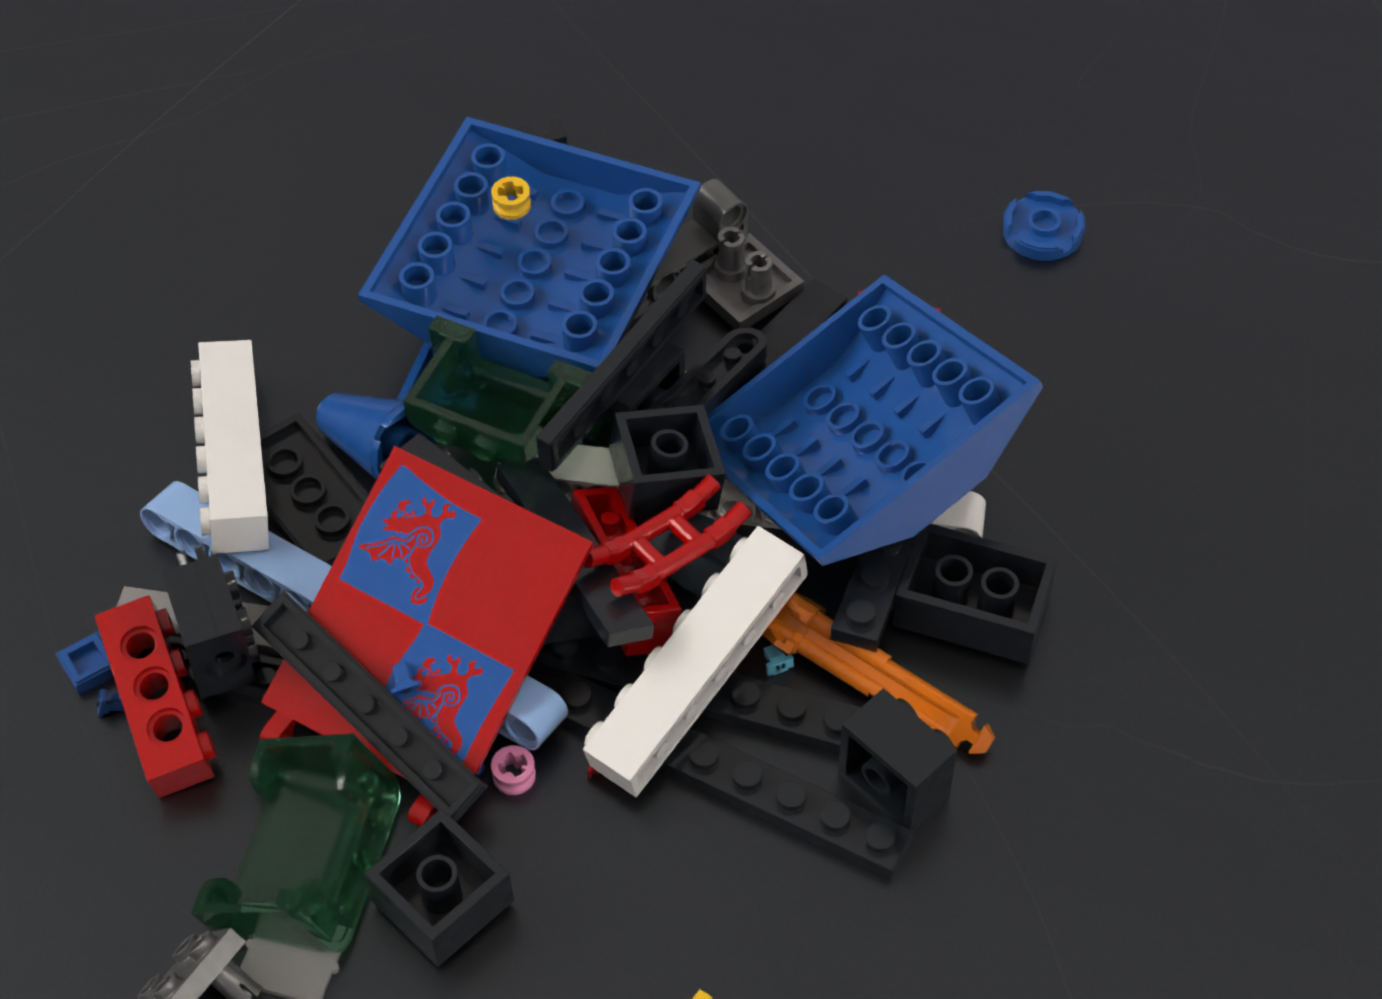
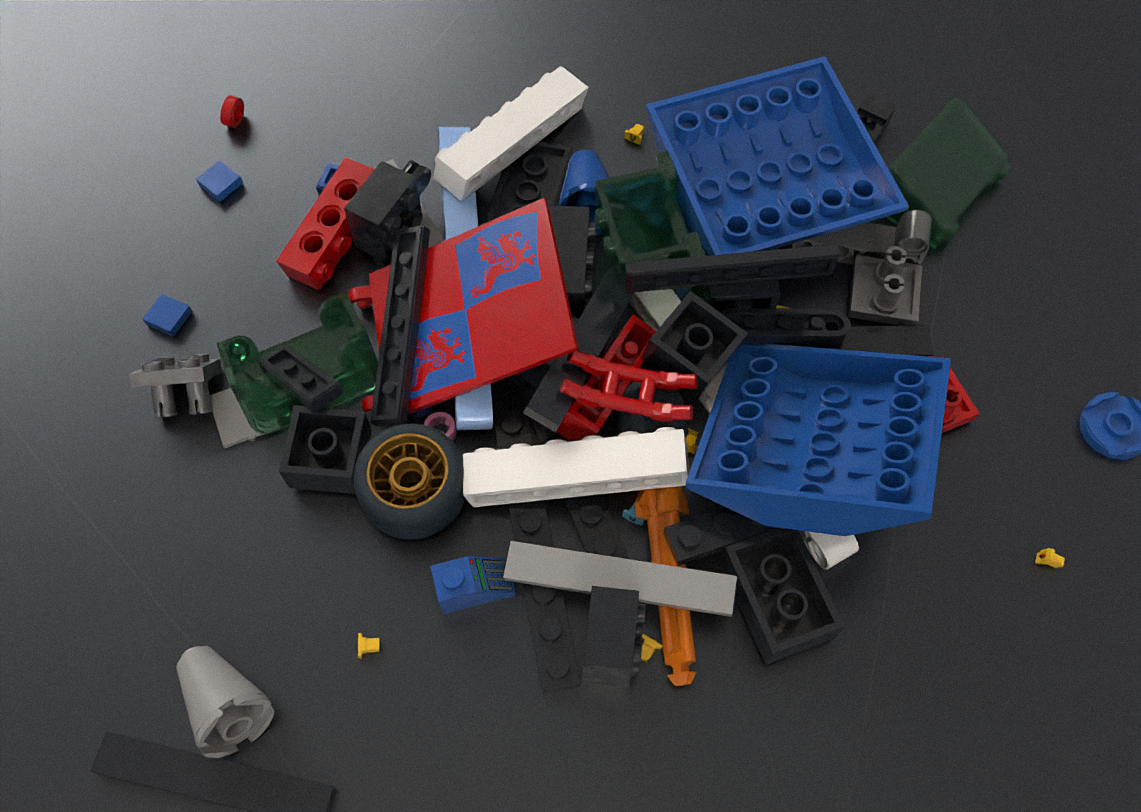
camera: 50 degrees right, 10 degrees up
(80, 955) = (167, 315): none -> blue tile
(329, 849) = (301, 378): none -> black tile
(342, 349) = (635, 134): none -> yellow piece
(404, 679) = (427, 327): blue piece -> none
(511, 208) = (784, 112): yellow bush -> none
(559, 827) = (406, 456): none -> wheel
(674, 124) = (948, 168): none -> clear green windscreen
(717, 860) = (470, 582): none -> blue slope
(818, 727) = (655, 582): none -> light grey tile
(1119, 371) = (1049, 557): none -> yellow piece

